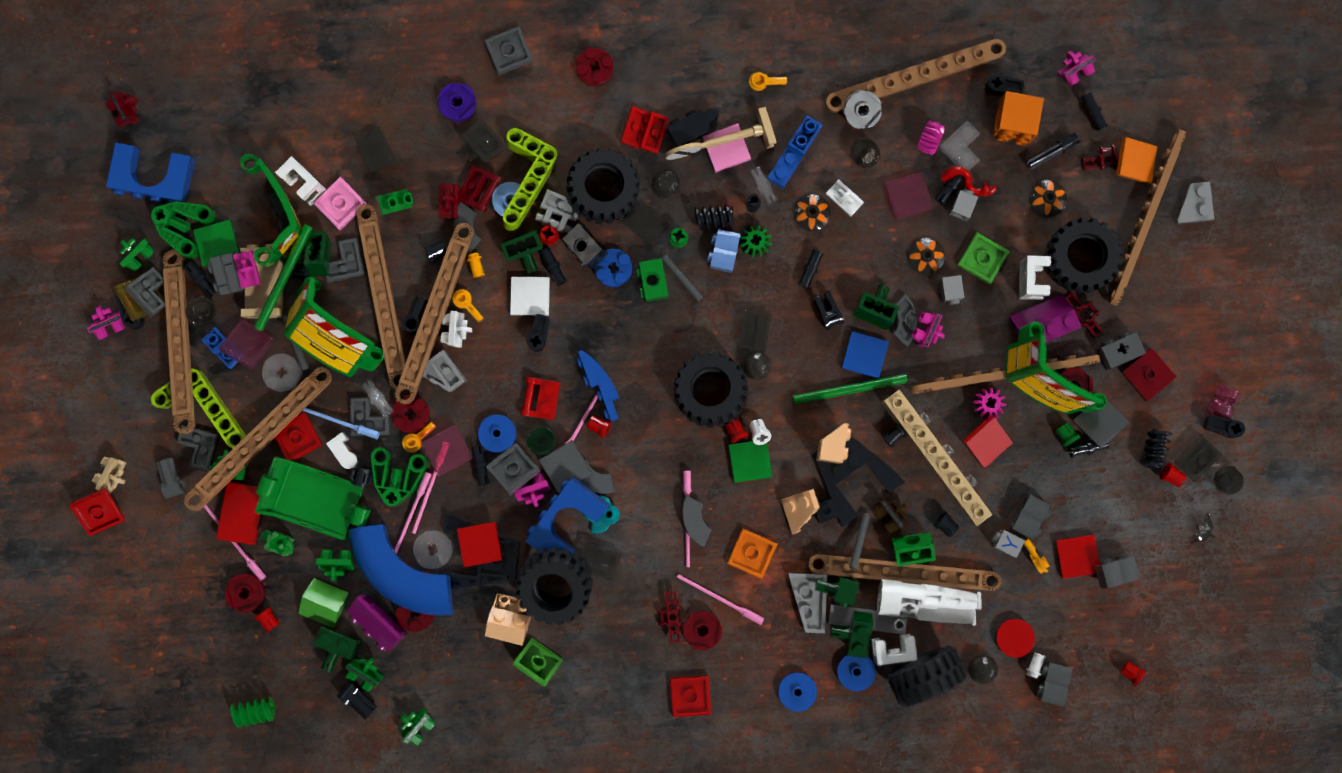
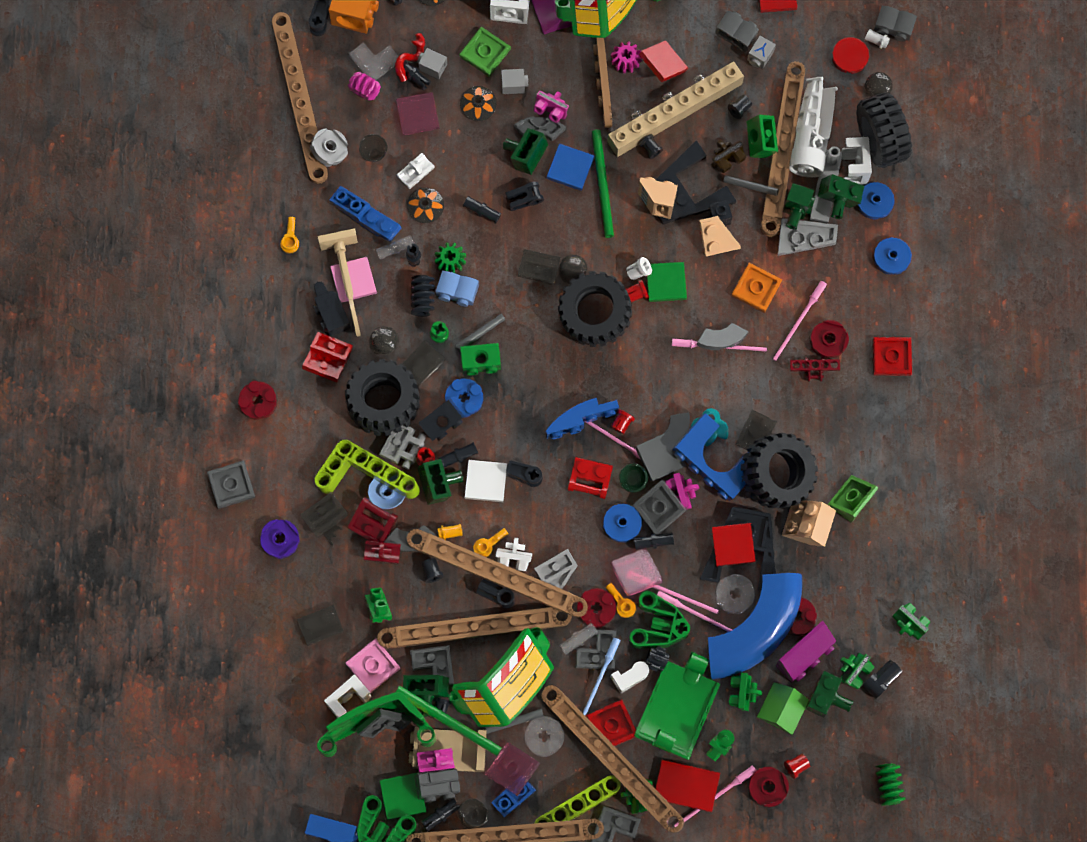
camera: 90 degrees left, 10 degrees down
(1040, 563) = (781, 25): light orange plate -> none

